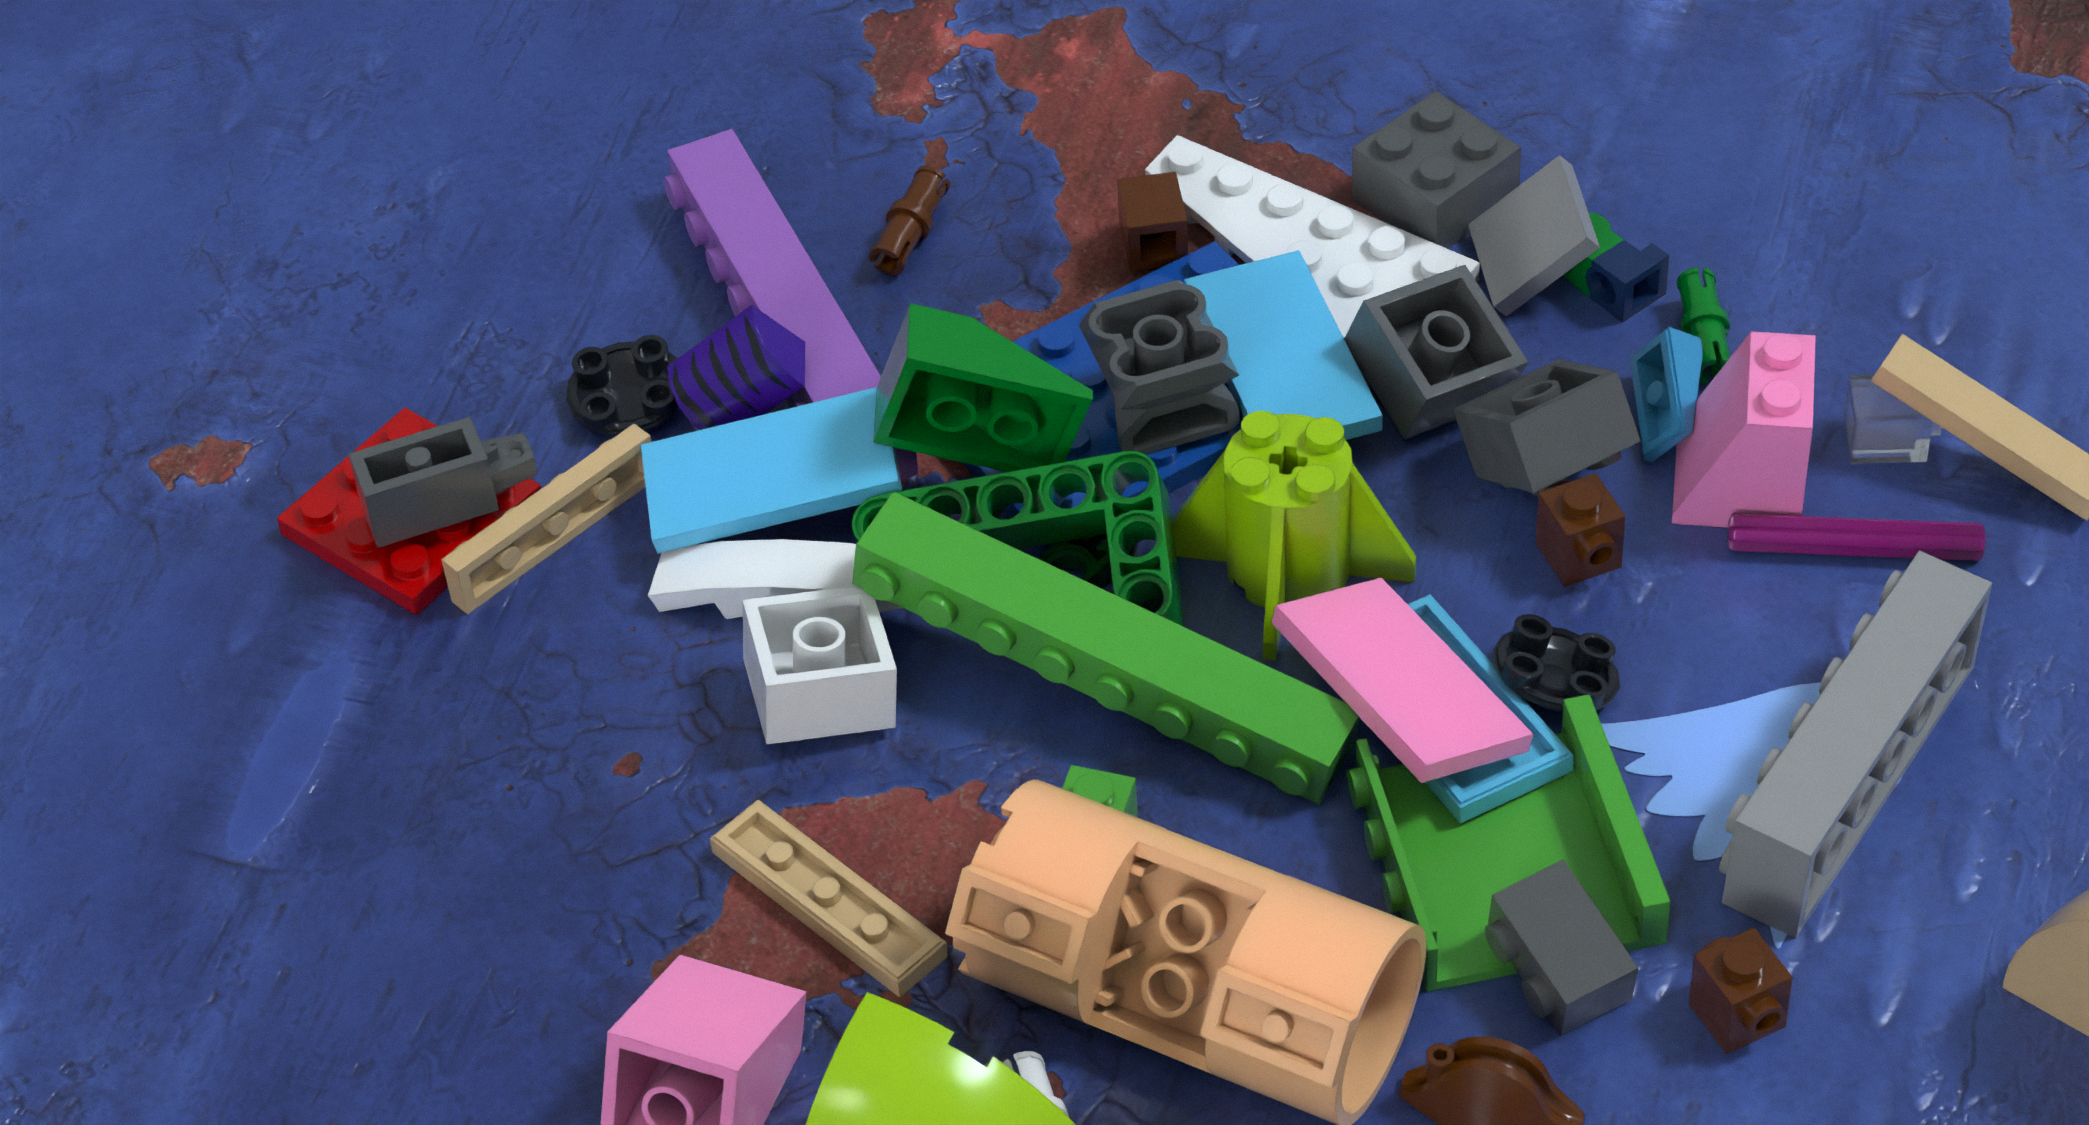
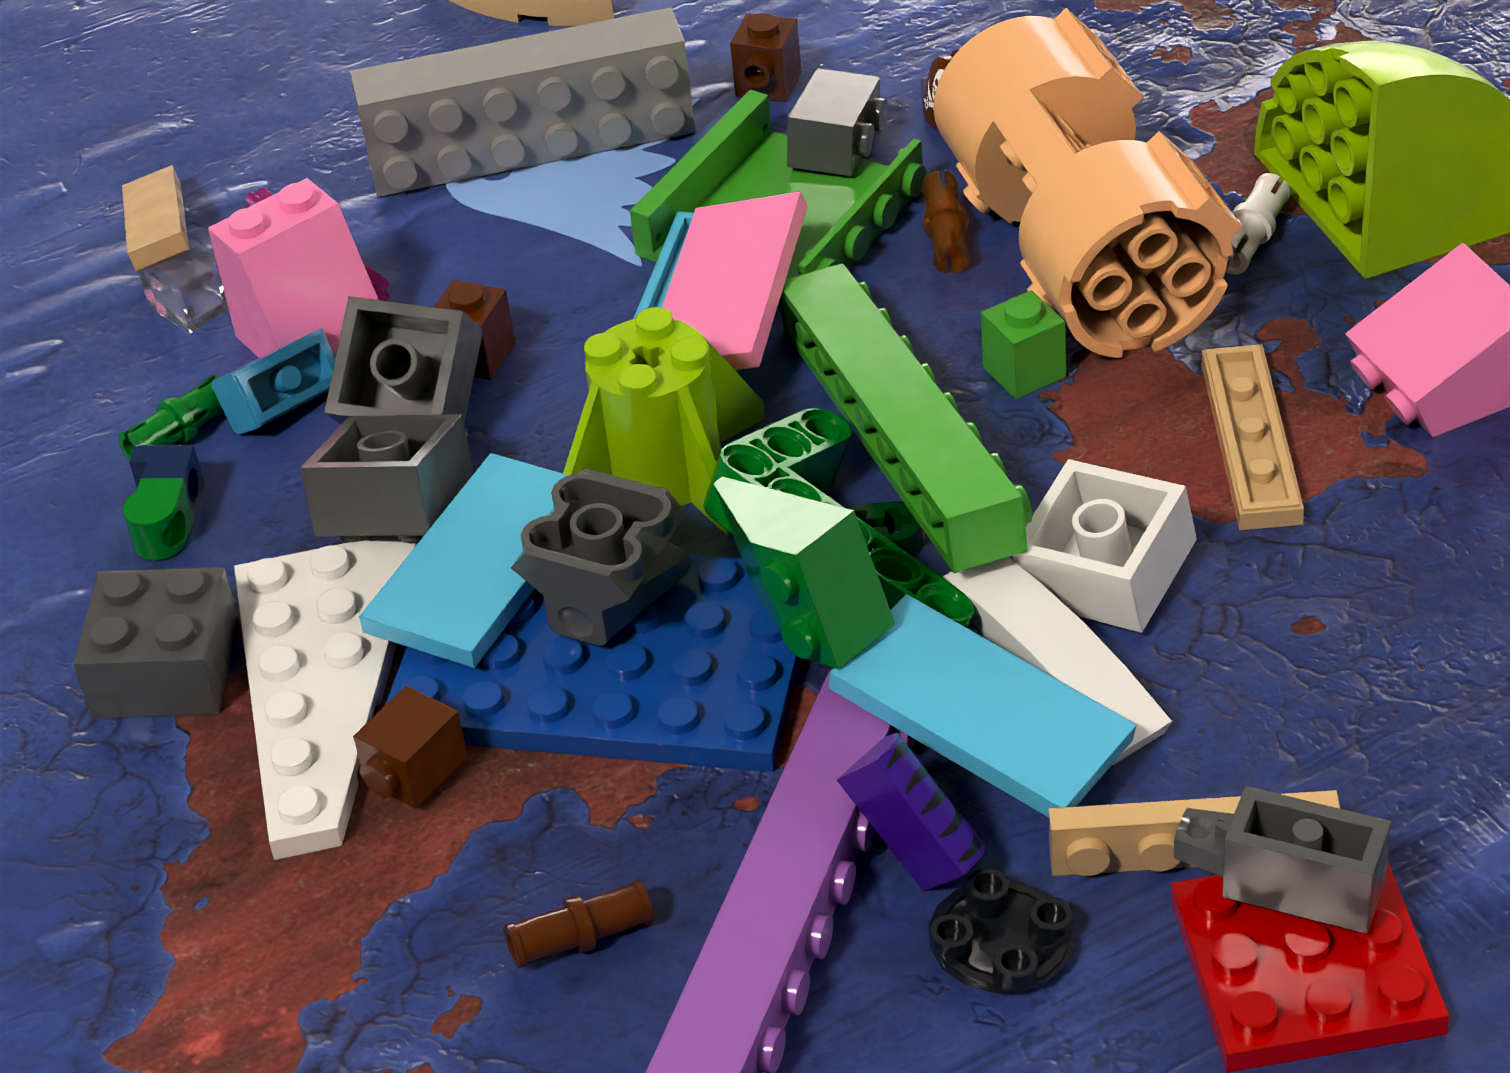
camera: 135 degrees left, 5 degrees down
(1533, 236) = (184, 519): light grey tile -> none
(1556, 664) = (605, 273): black dish -> none

